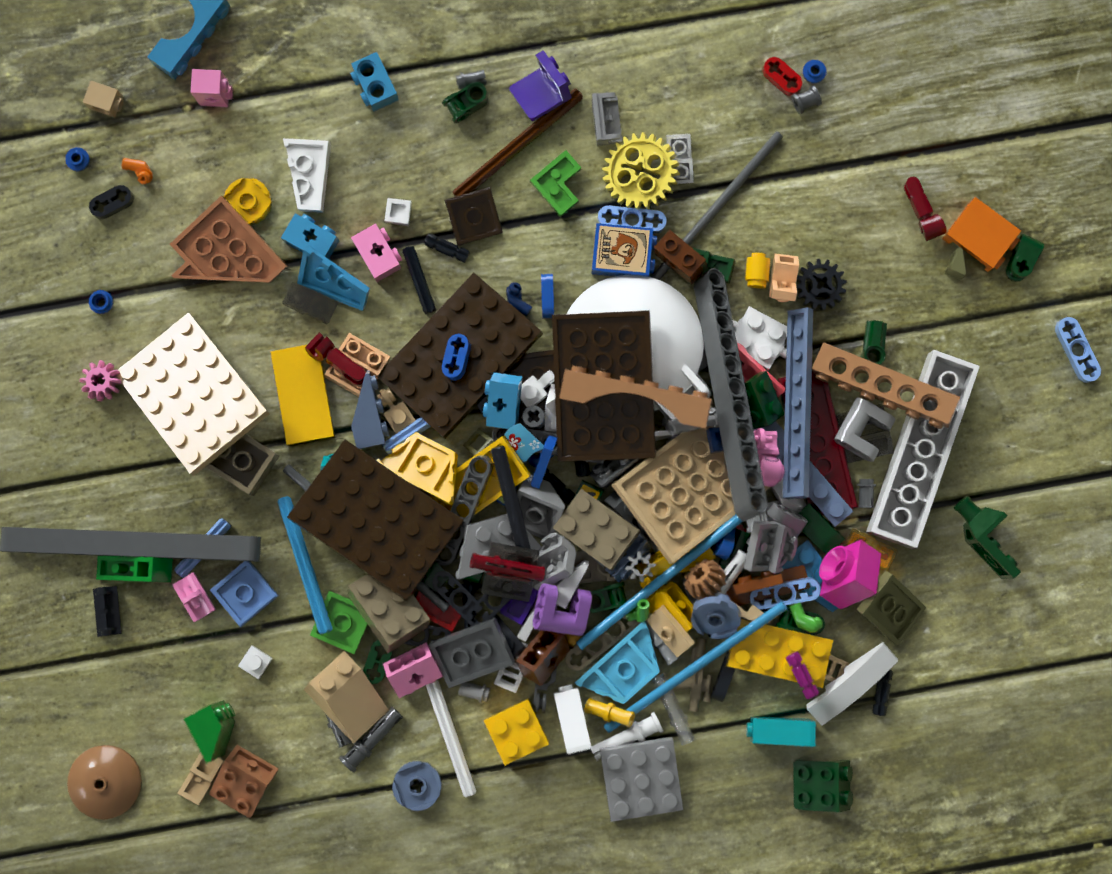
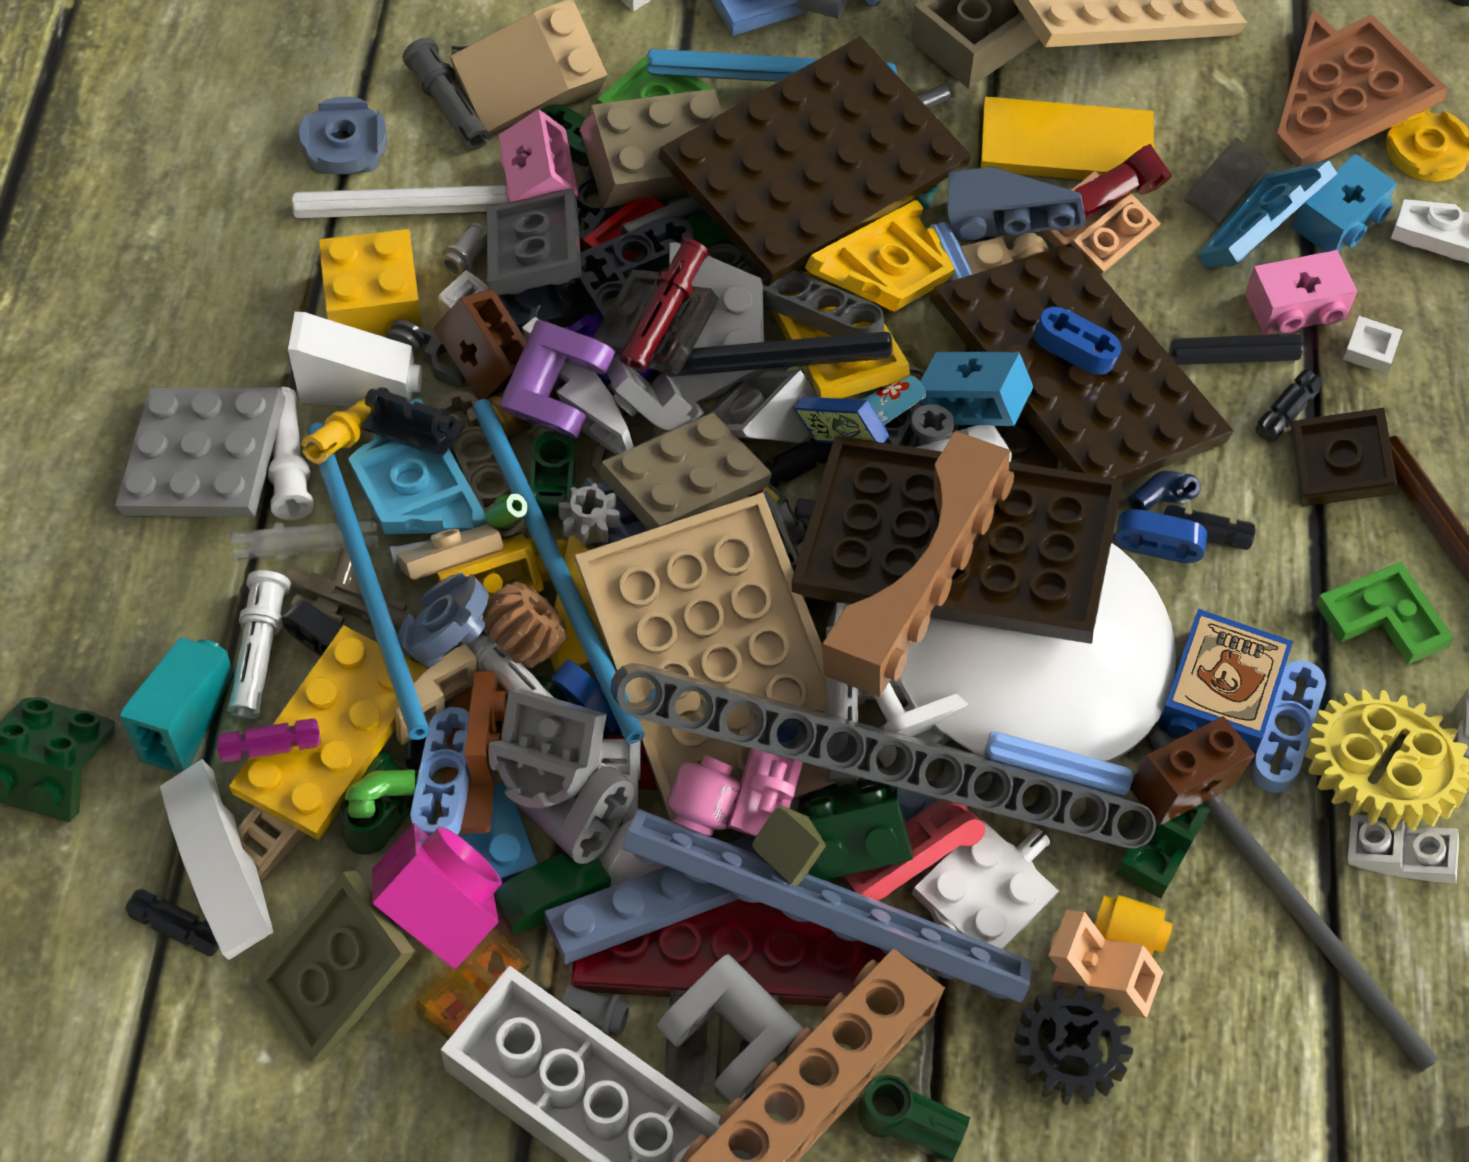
camera: 105 degrees right, 25 degrees down
(532, 275) = (1218, 527): none -> black axle
(598, 677) = (411, 424): none -> black hinge
(698, 317) = (1058, 763): none -> light blue axle
(725, 712) = (260, 624): none -> white pin
(782, 424) = (789, 844): none -> olive slope

